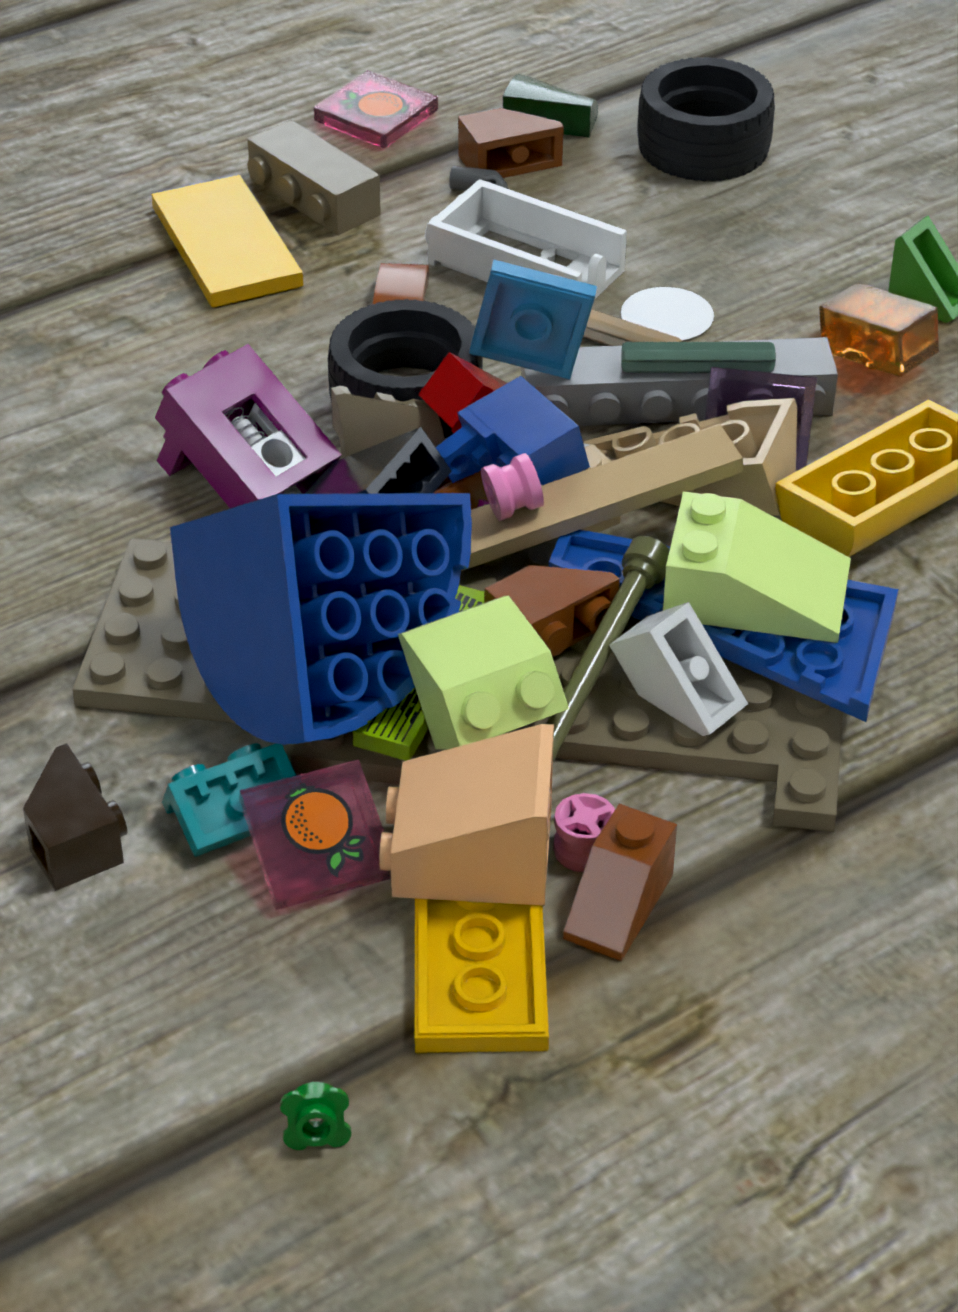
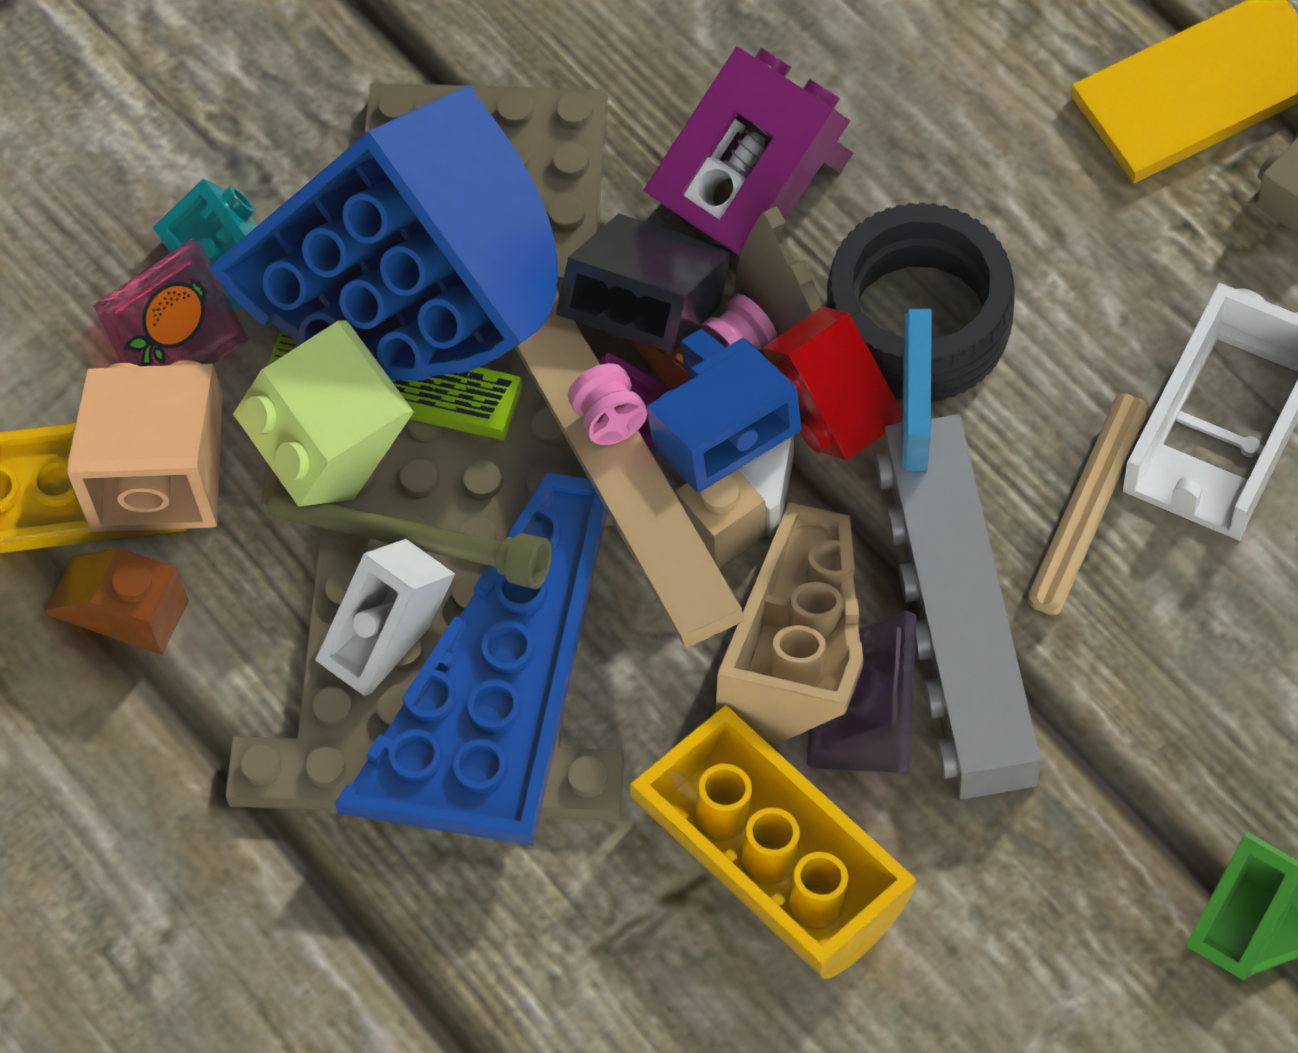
camera: 90 degrees right, 20 degrees up
(70, 822) = (185, 114): dark brown slope -> none
(401, 282) = (1102, 281): slope -> none
(559, 602) = (466, 474): dark orange slope -> none
(577, 826) = (188, 544): bright pink wheel -> none
(669, 311) = (1146, 596): white sticker -> none
(696, 356) = (949, 604): sand green axle -> none
(753, 571) = (509, 668): yellowish green slope -> none
(880, 329) = (1095, 832): clear orange brick -> none

